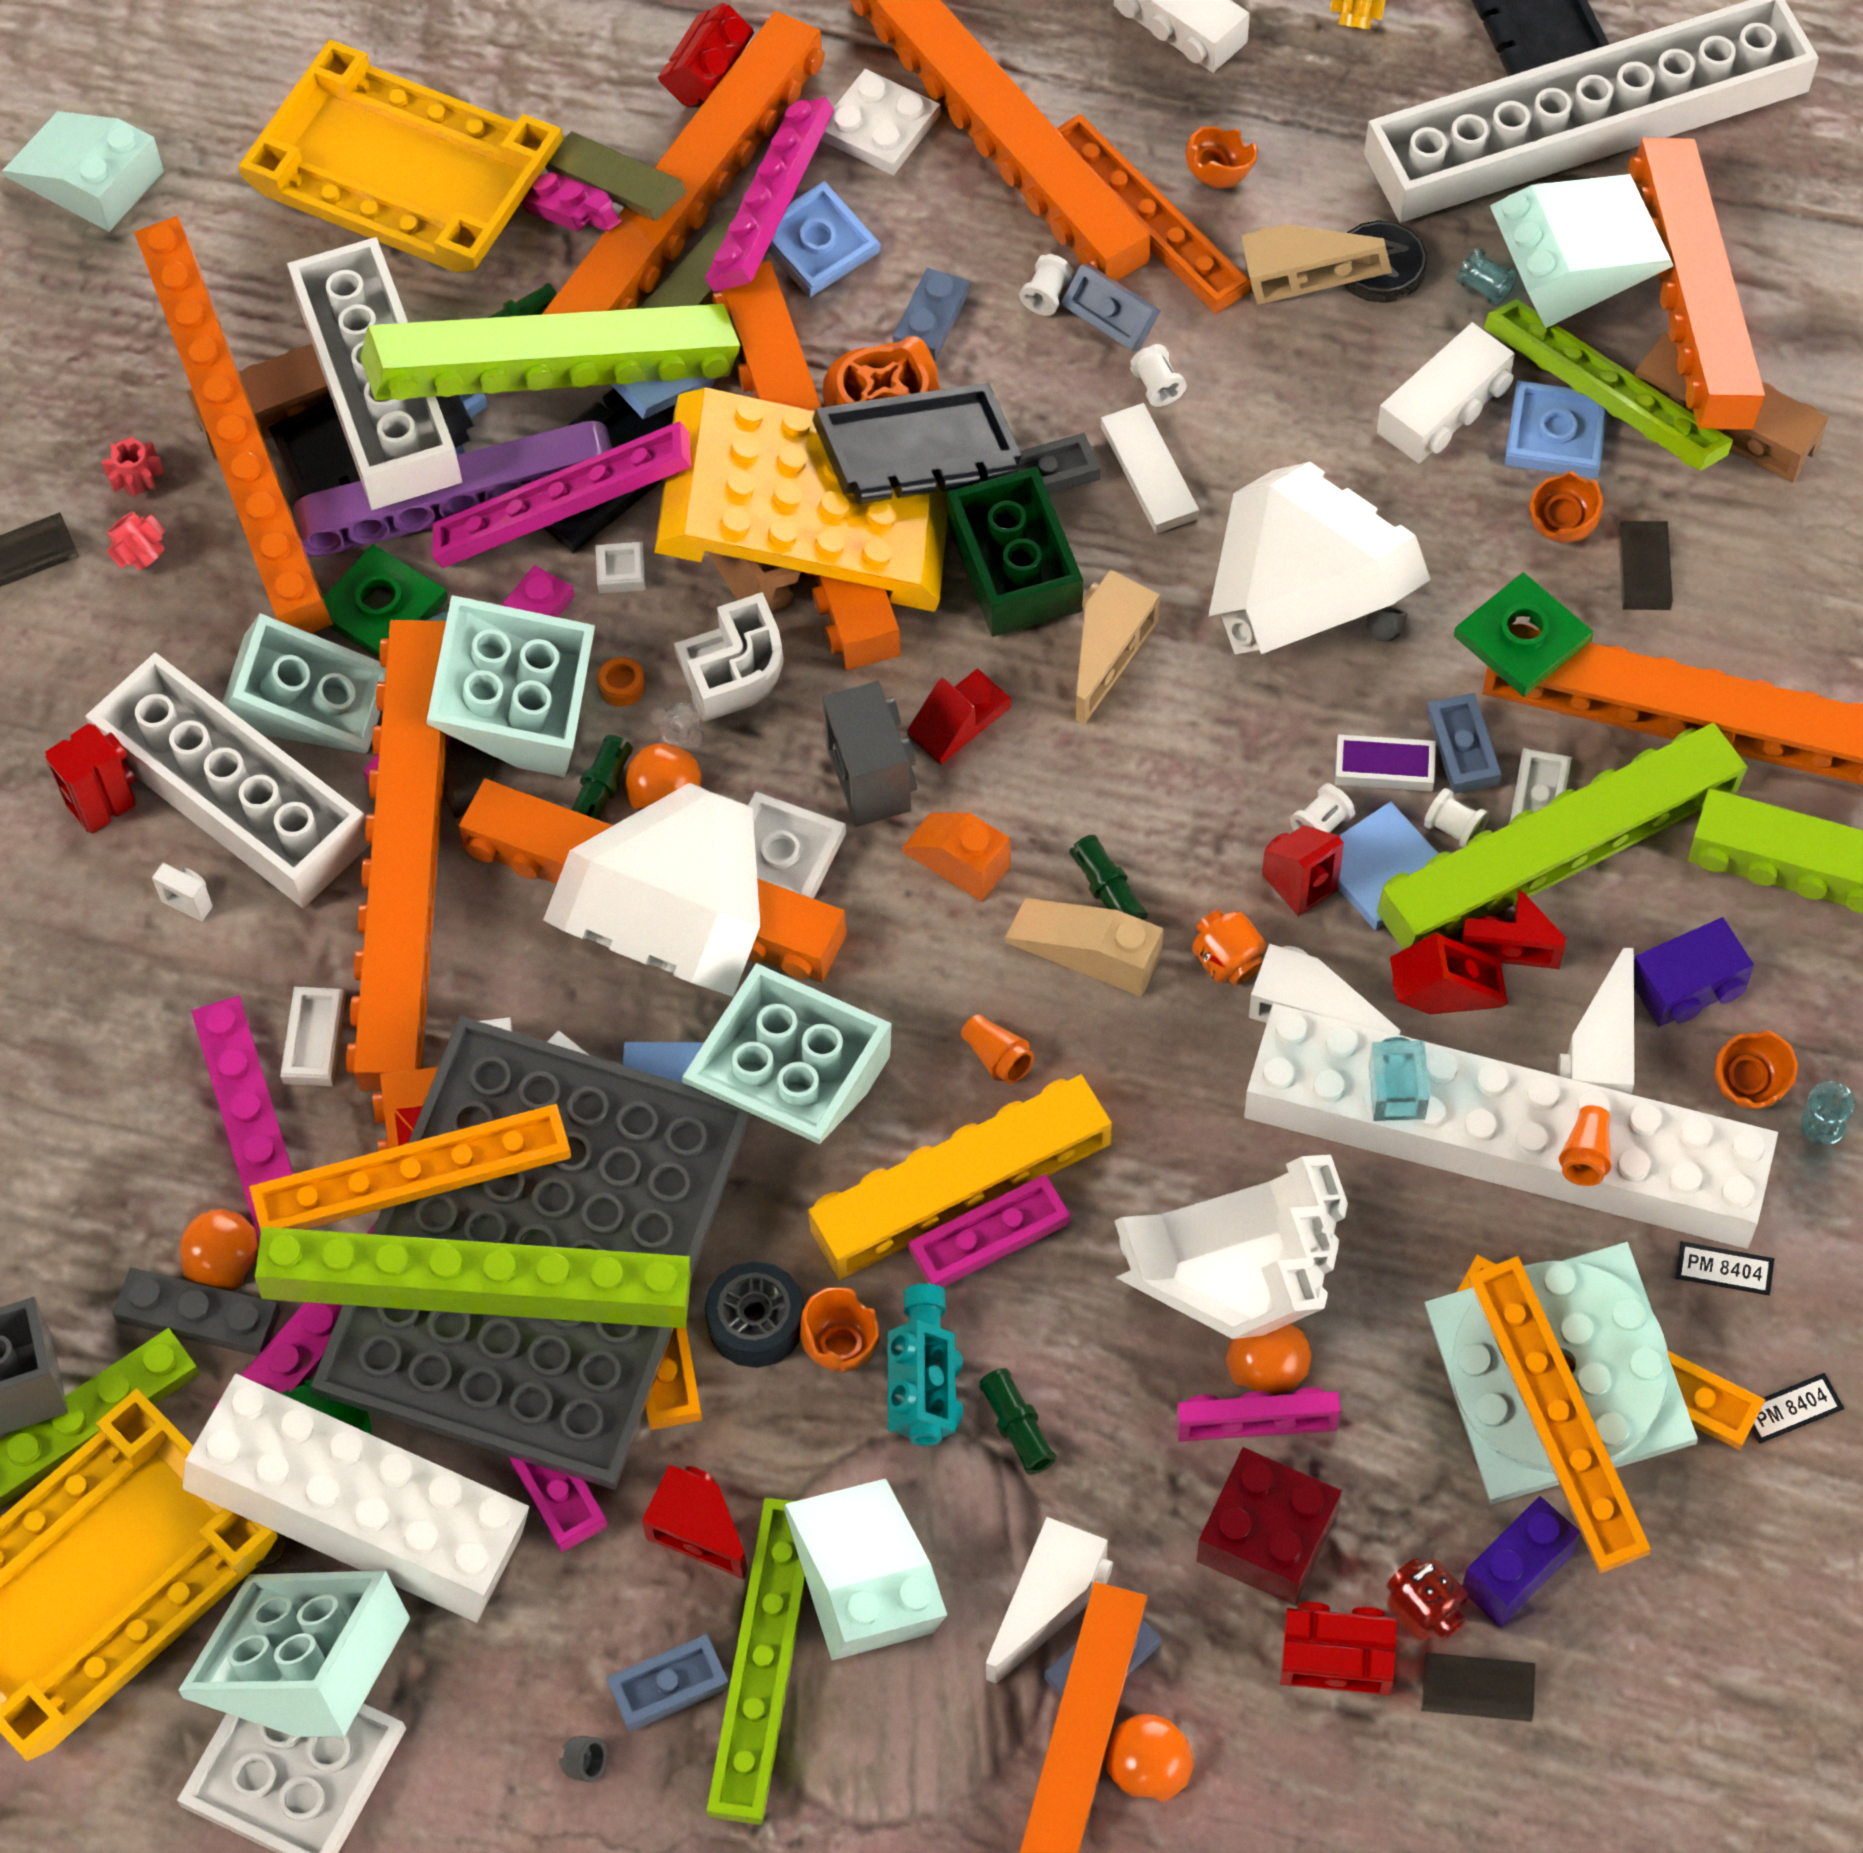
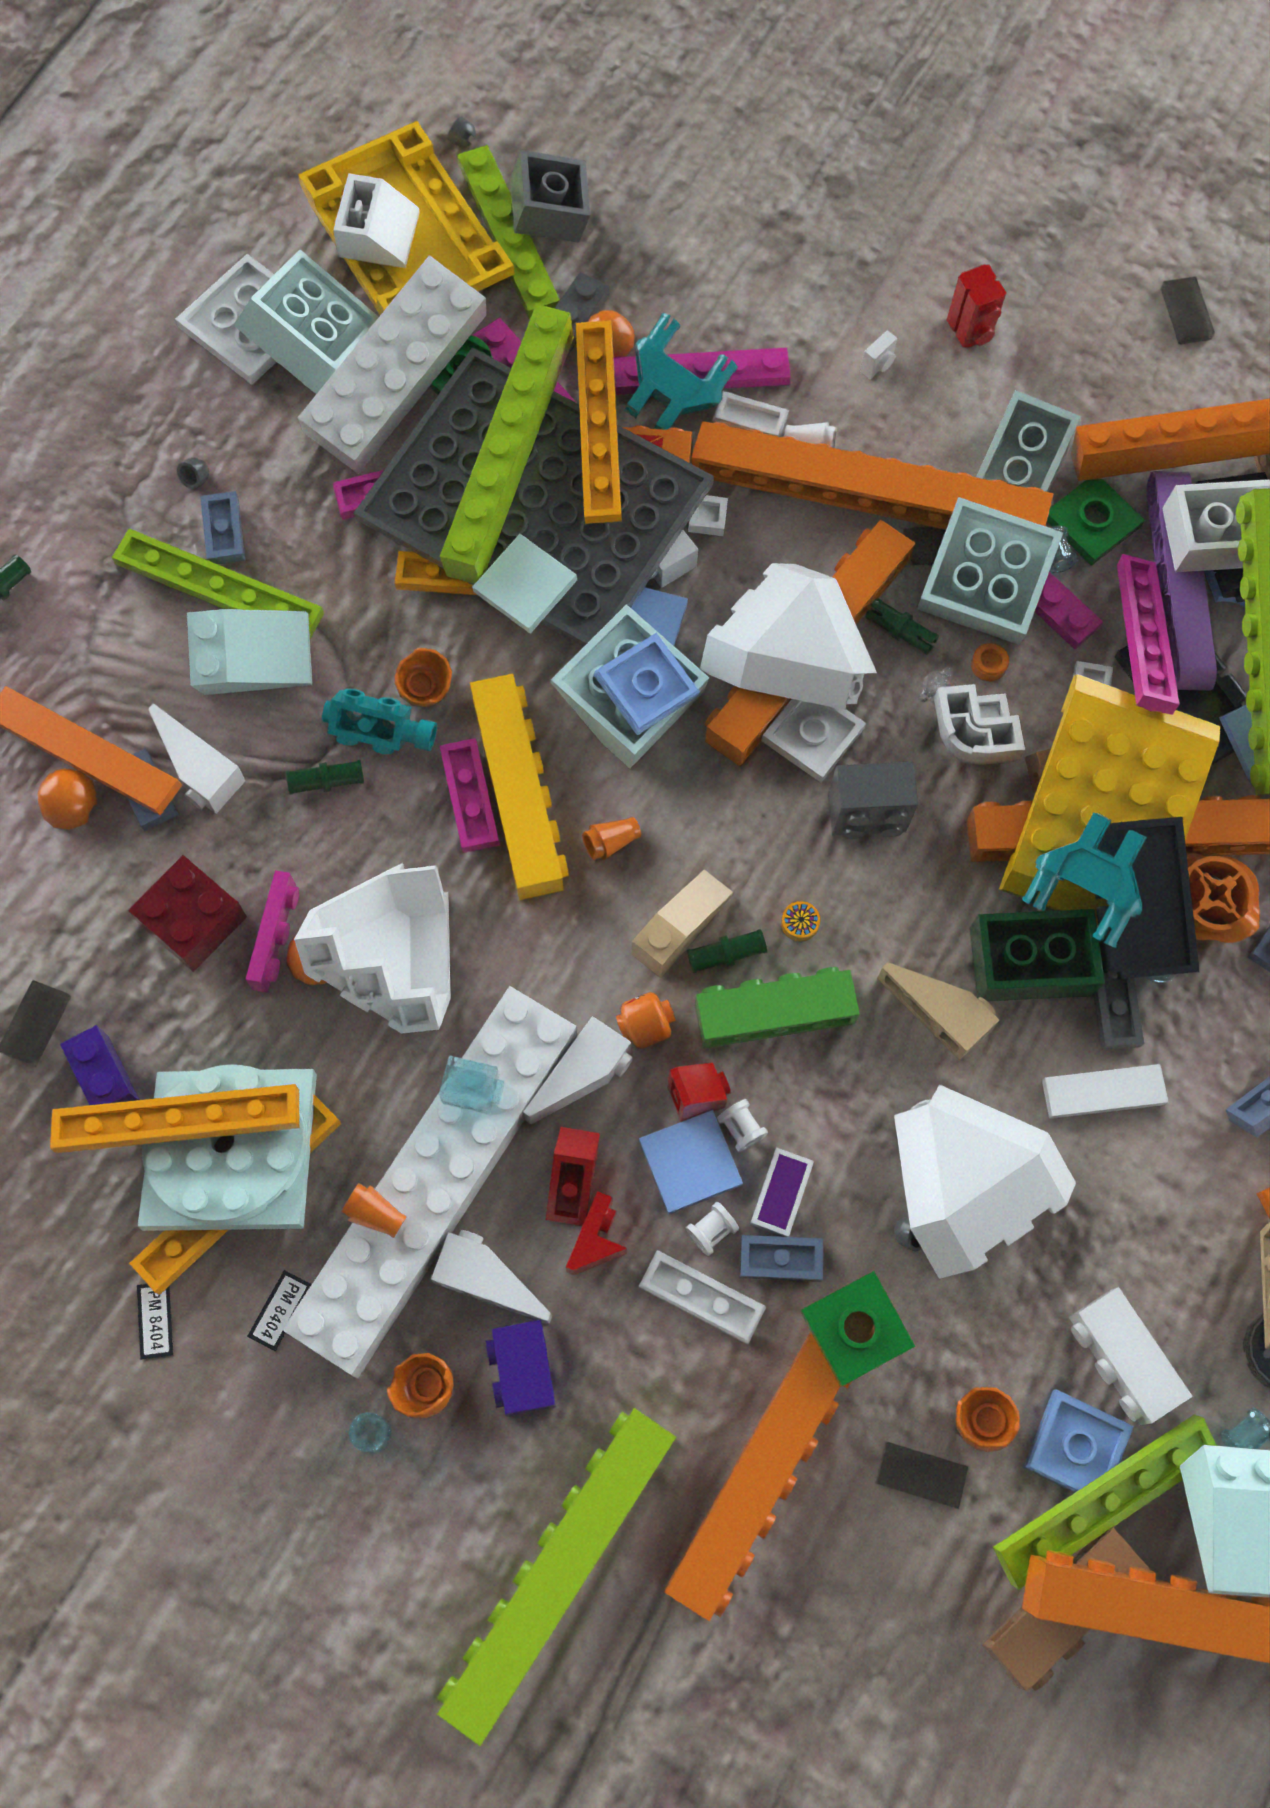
camera: 100 degrees right, 10 degrees up
(105, 1601) = (374, 222): none -> white slope
(132, 466) = (1244, 379): coral gear -> none
(135, 541) = (1176, 369): coral gear -> none
(232, 780) = (958, 388): white brick -> none
(303, 1132) = (670, 381): none -> teal connector
(335, 946) = (813, 433): none -> white cone
(658, 772) = (897, 669): orange hair -> none
(680, 1211) = (525, 583): none -> light aqua tile
(694, 1520) = (321, 566): red slope -> none
(741, 1293) = (454, 617): wheel -> none
(792, 1025) = (646, 683): none -> light blue tile
(912, 482) = (1096, 872): none -> teal connector
(957, 714) = (901, 882): red slope -> none
(961, 851) = (780, 852): orange slope -> none
(1040, 815) = (800, 921): none -> tile
(1158, 376) = (1193, 1120): white bush -> none
(1166, 811) = (776, 1008): none -> bright green brick
(1338, 1649) = (87, 934): red brick -> none
(1427, 1599) = (99, 1002): clear red head -> none
(1561, 837) = (668, 1307): lime brick -> none

